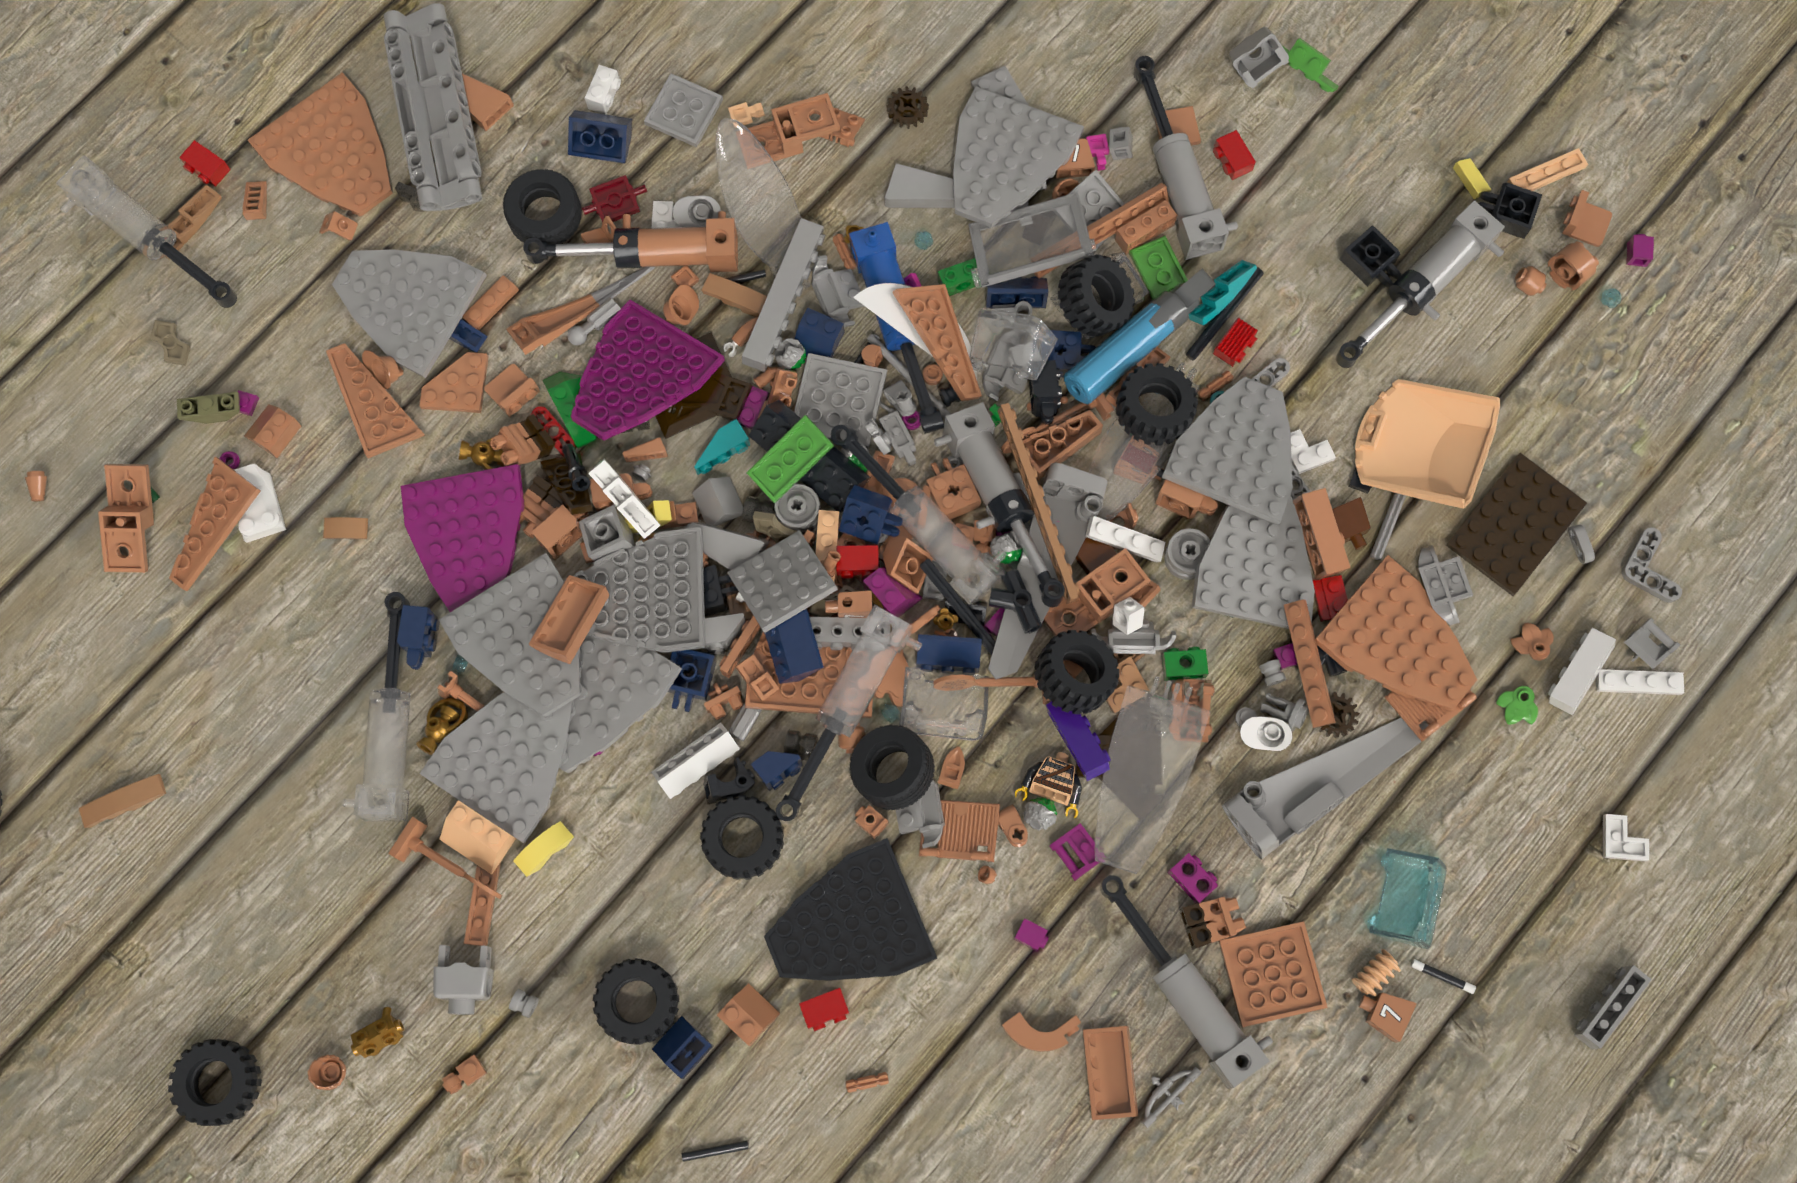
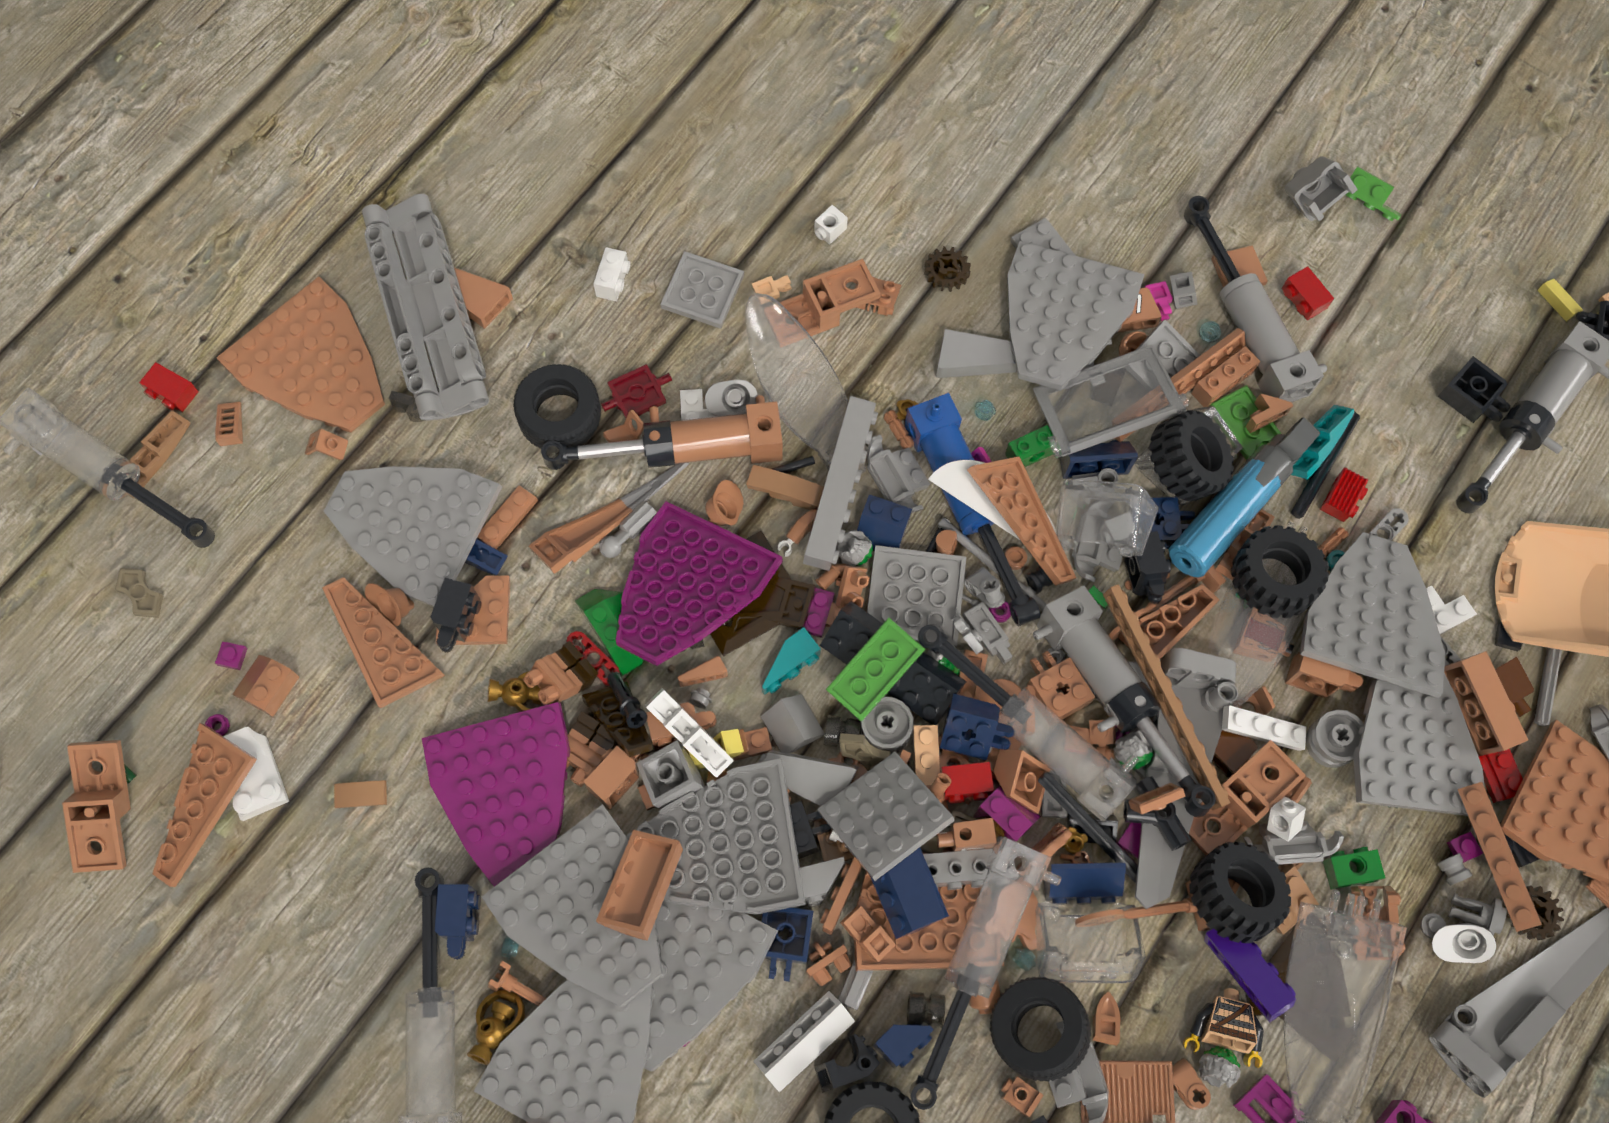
camera: 10 degrees left, 5 degrees down
(208, 408) = (189, 665): olive slope -> none
(436, 381) = (454, 613): none -> black hinge
(511, 389) = (541, 614): nougat bracket -> none
(599, 136) = (612, 324): dark blue slope -> none
(685, 277) = (724, 471): nougat tile -> none
(808, 51) = (832, 217): none -> white brick
(1014, 588) = (1156, 798): none -> nougat plate
(1140, 179) = (1212, 327): none -> clear light blue plate
(1181, 261) = (1269, 411): none -> nougat slope

